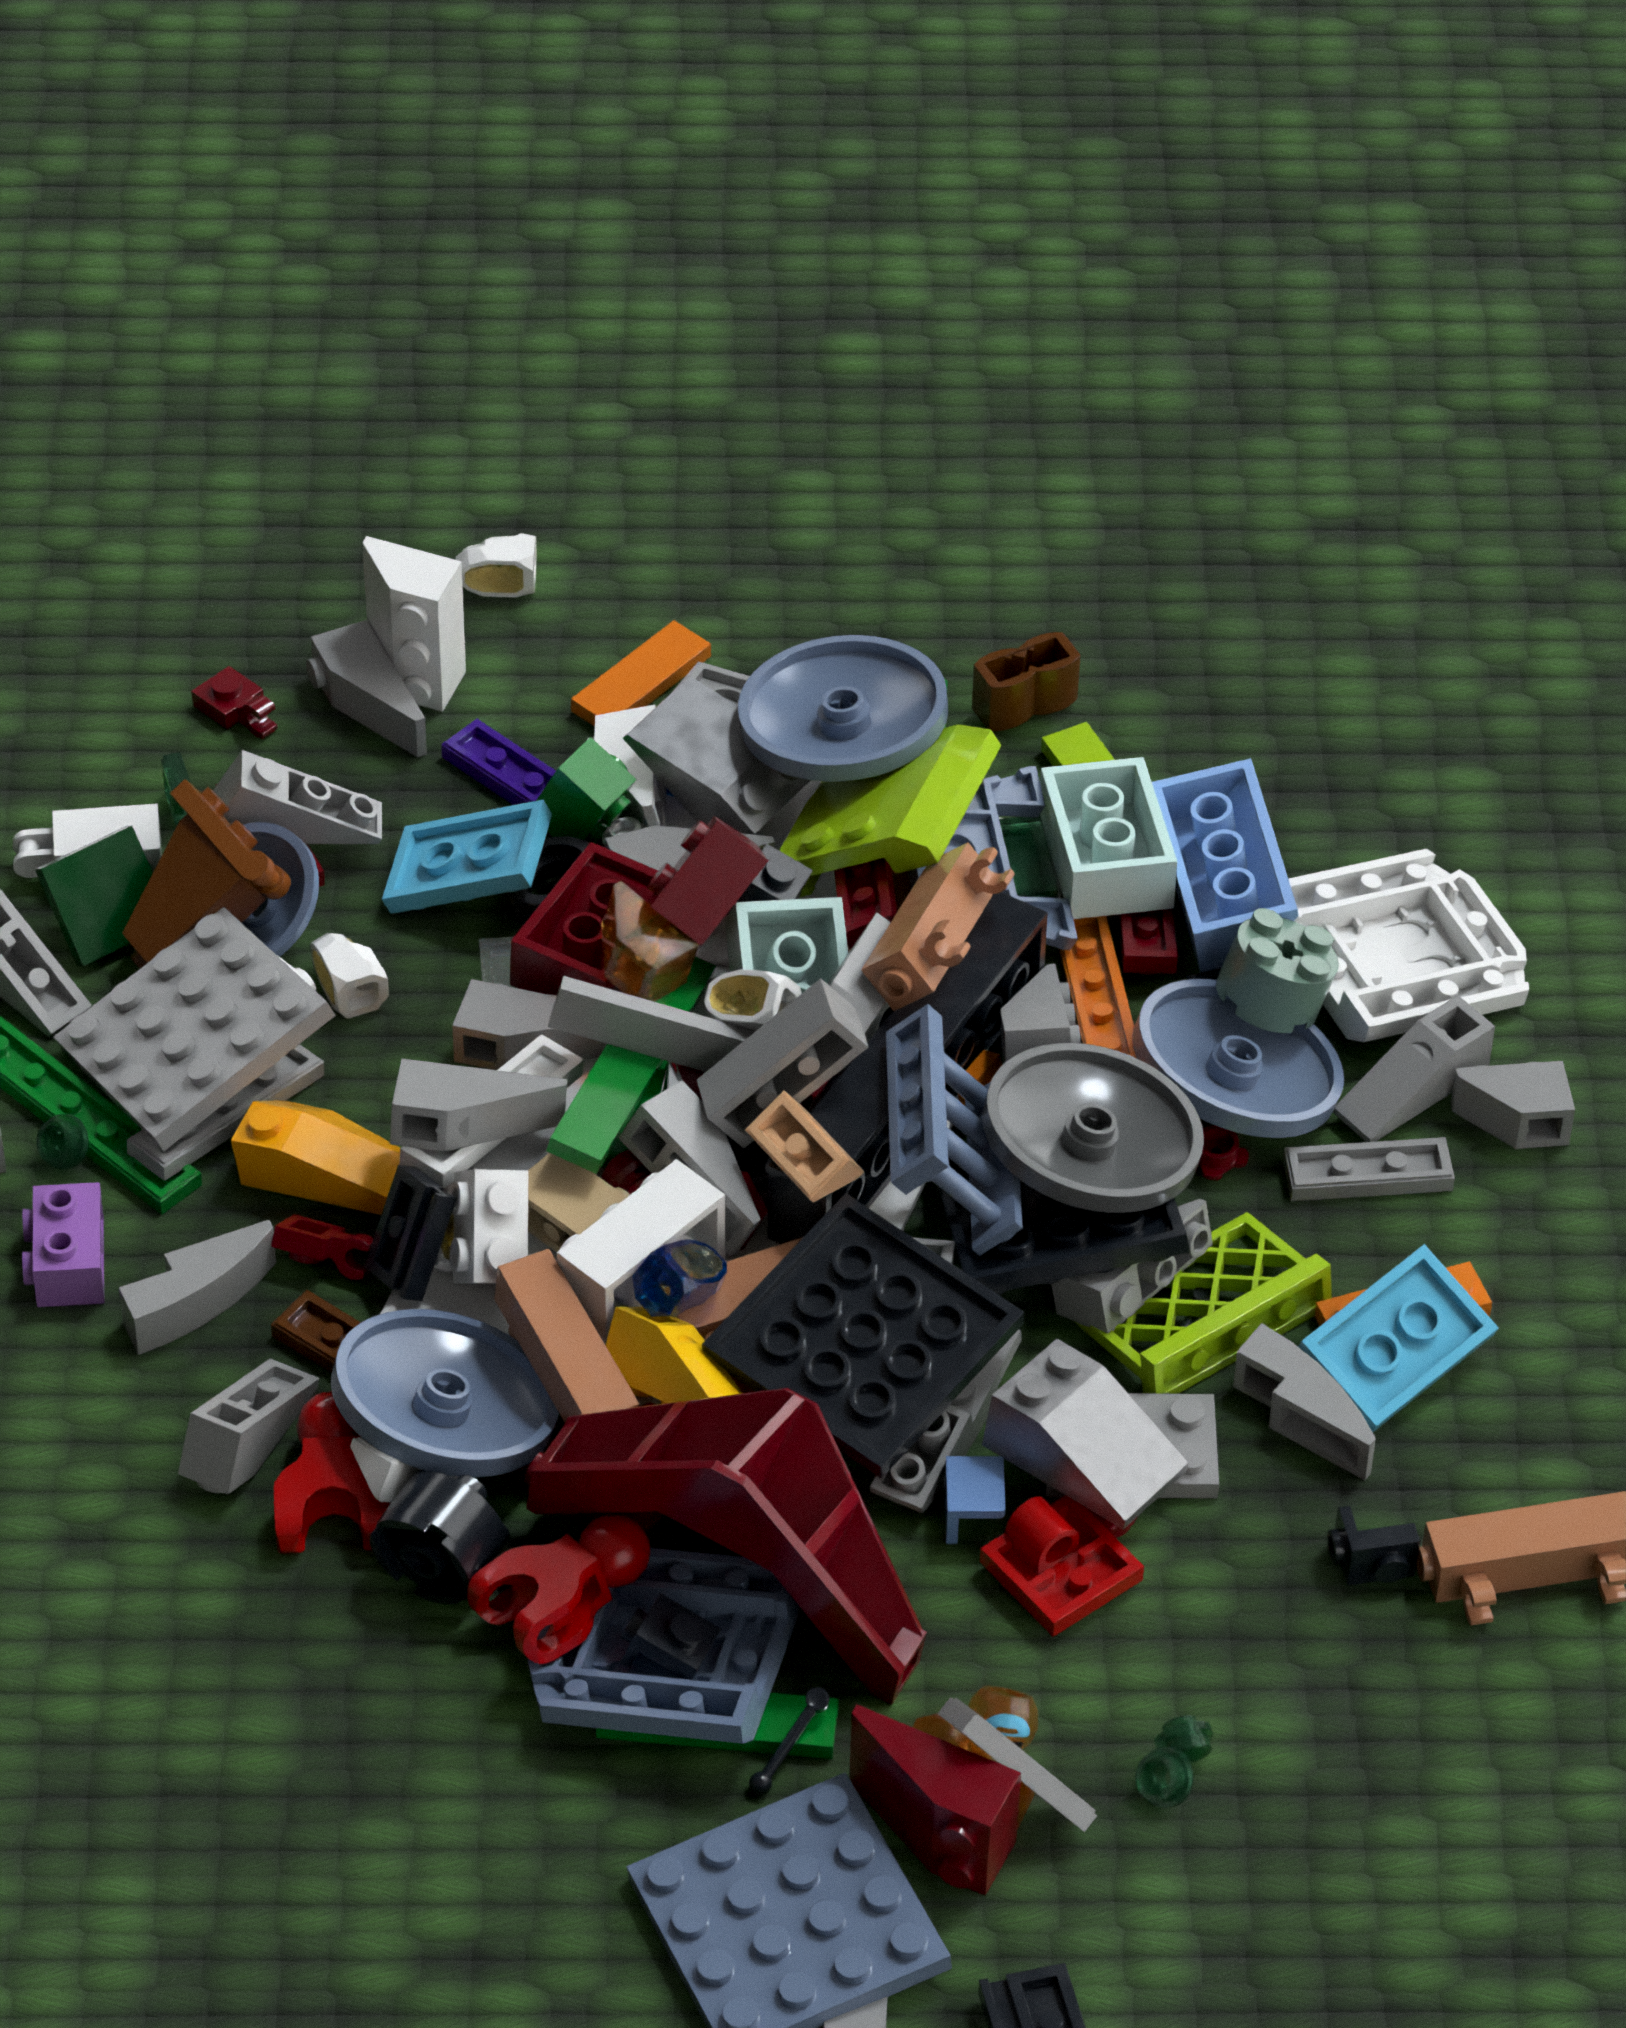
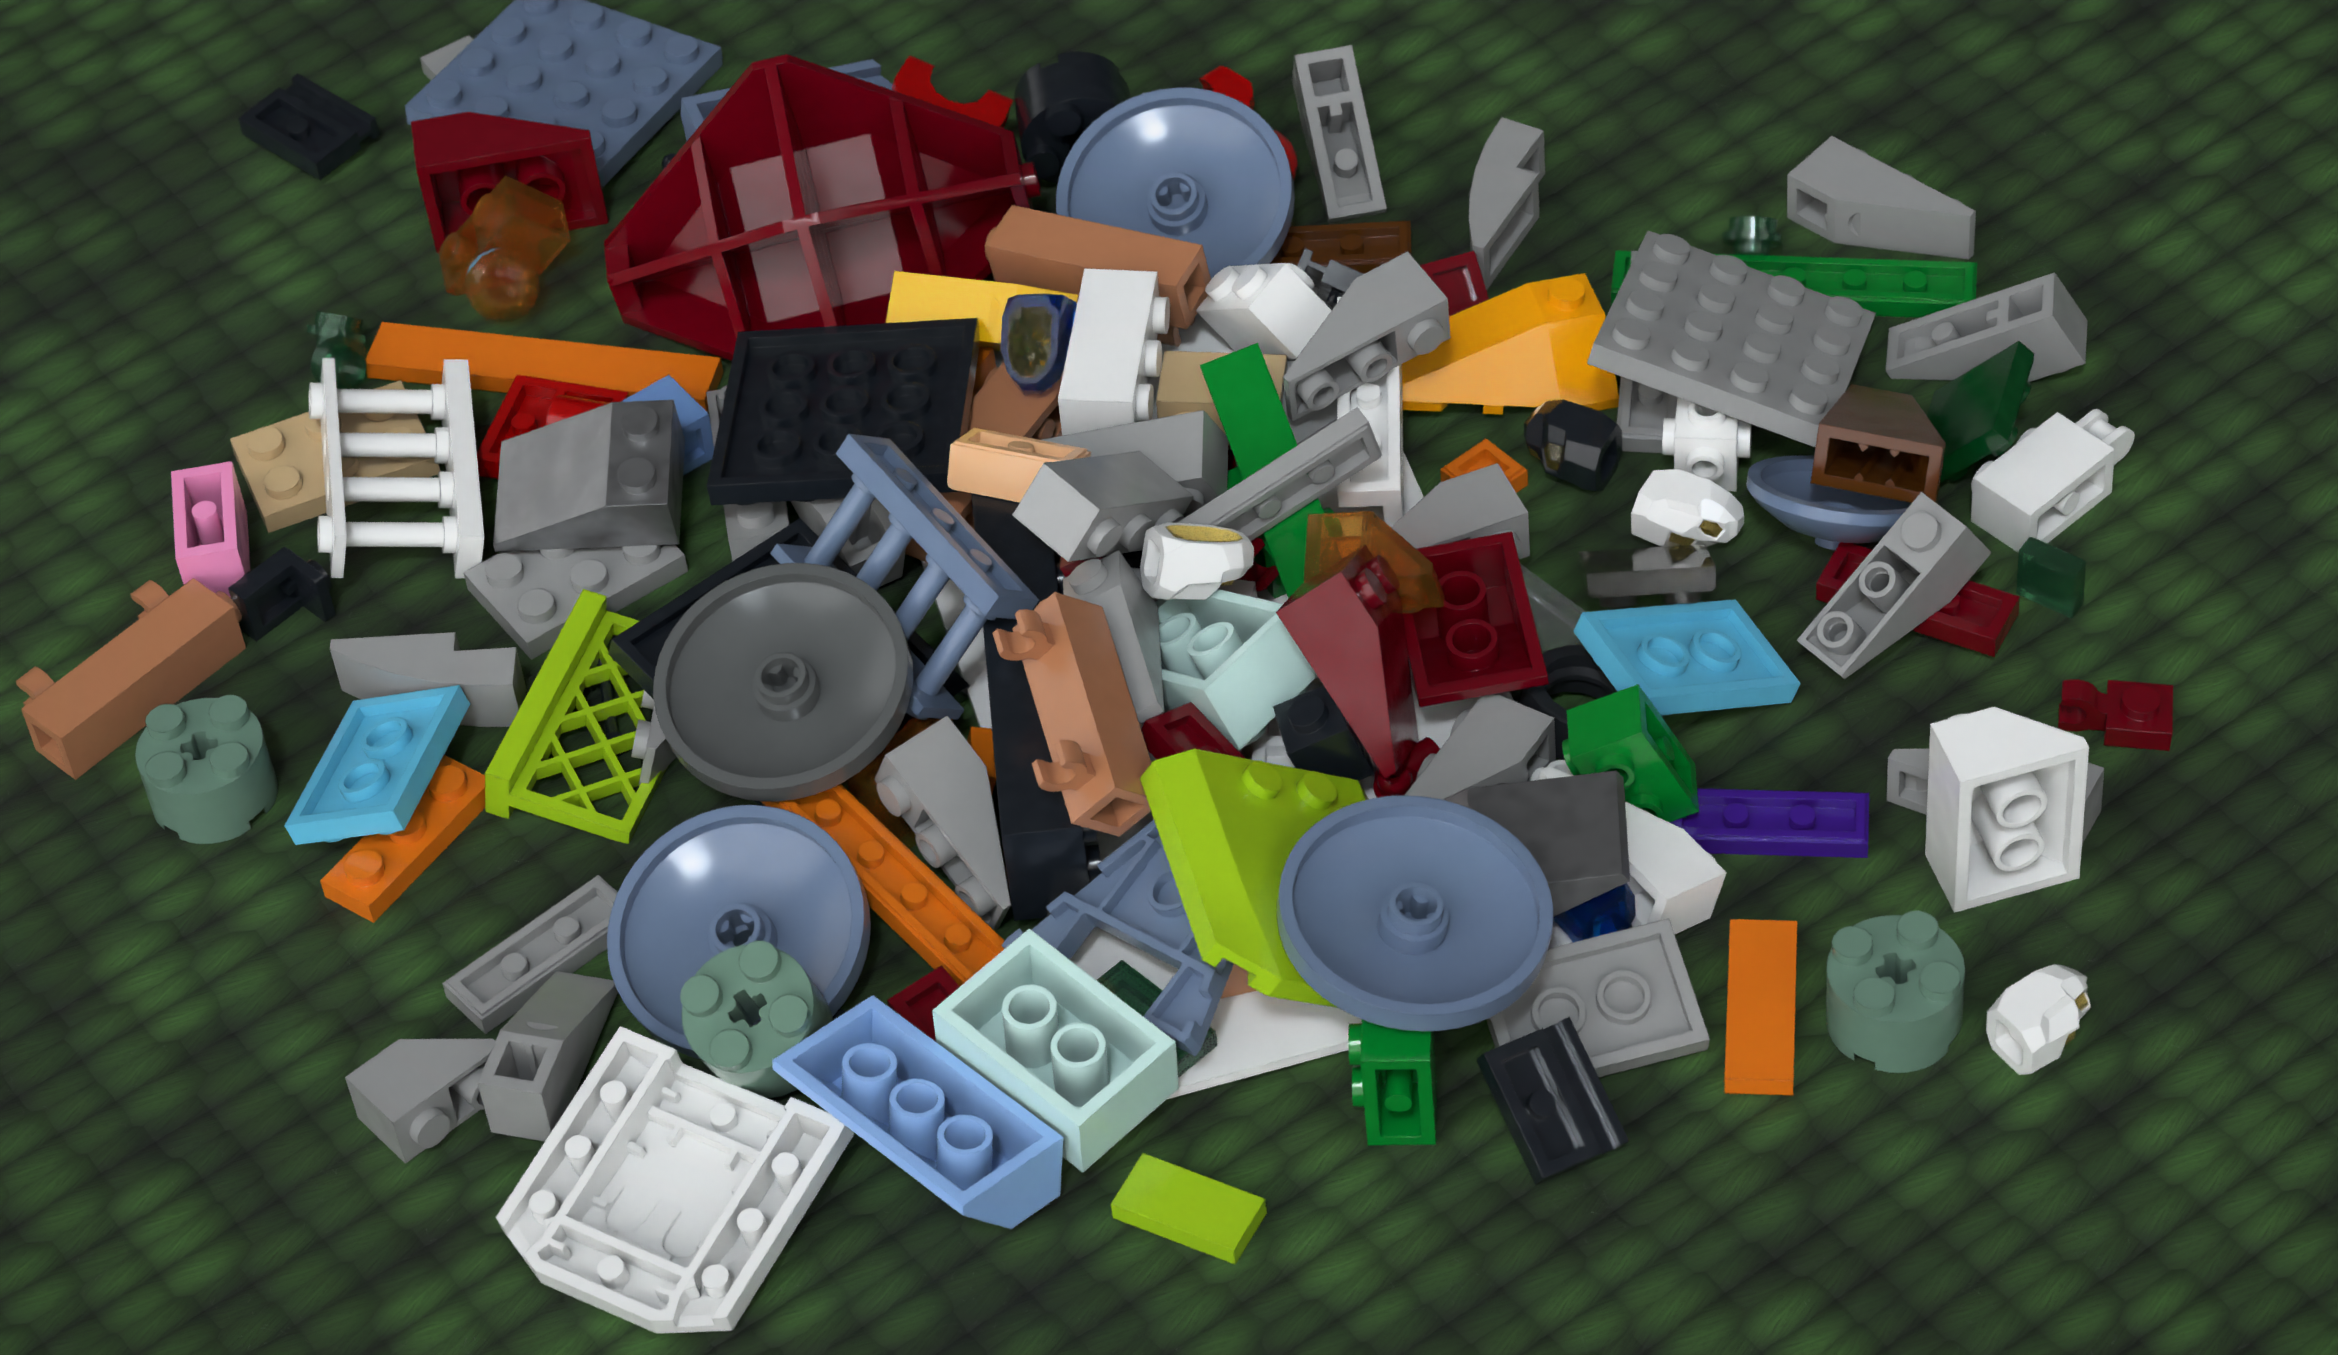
camera: 150 degrees right, 0 degrees up
(66, 1245) = (1644, 166): medium lavender brick -> none
(232, 840) = (1885, 465): dark orange plate -> none
(360, 1064) = (1574, 443): none -> black rock
(425, 931) = (1622, 574): none -> clear smoke tile
(568, 615) = (1895, 991): none -> sand green brick
(1010, 1755) = (440, 210): light grey tile -> none
(1022, 1647) = (494, 360): none -> orange tile
(1025, 681) = (1327, 1221): reddish brown brick -> none
(1177, 1543) = (448, 445): none -> white fence
(1241, 1673) = (287, 466): none -> tan plate
(1399, 1614) = (210, 526): none -> bright pink brick
(1525, 1423) = (206, 768): none -> sand green brick

